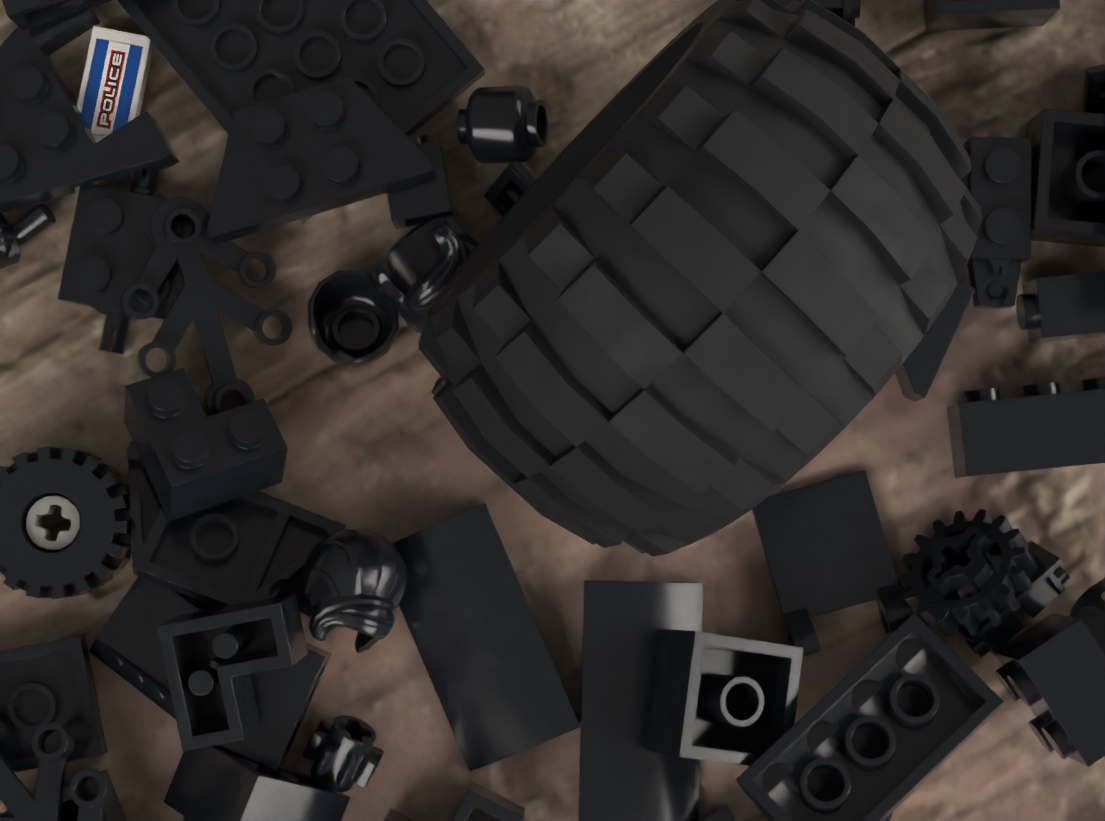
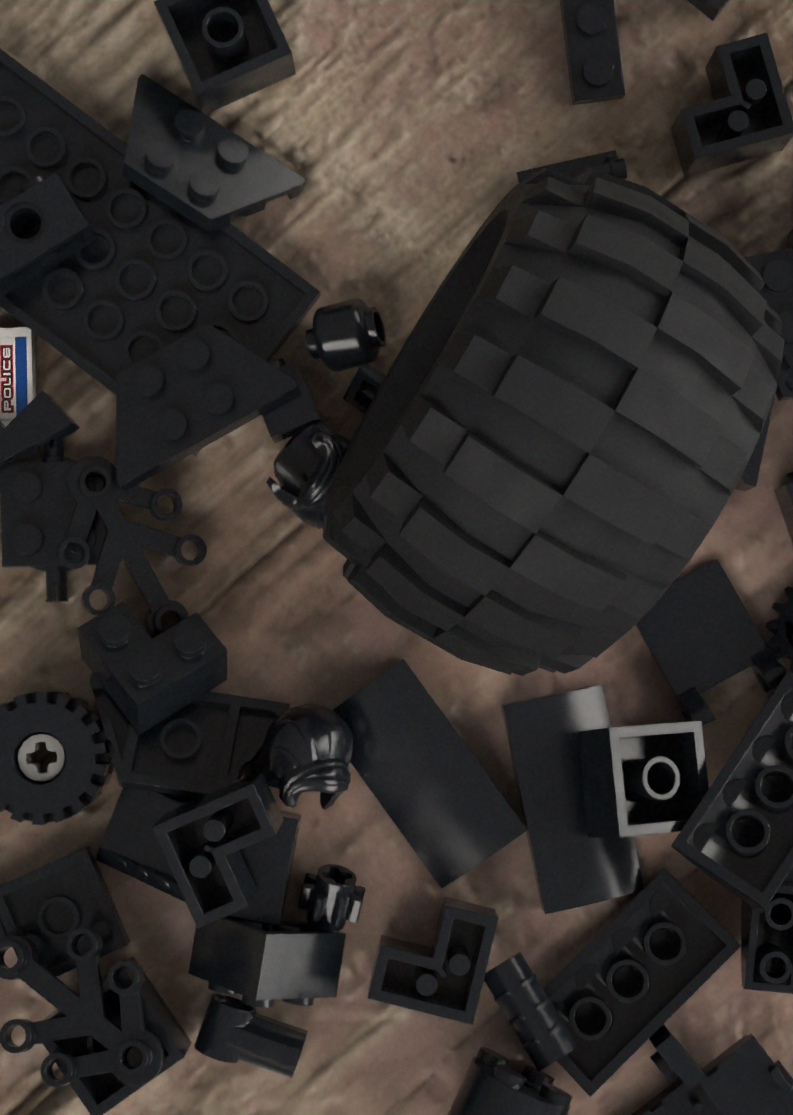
camera: 10 degrees left, 0 degrees up
(352, 318) = (256, 527): black hair -> none

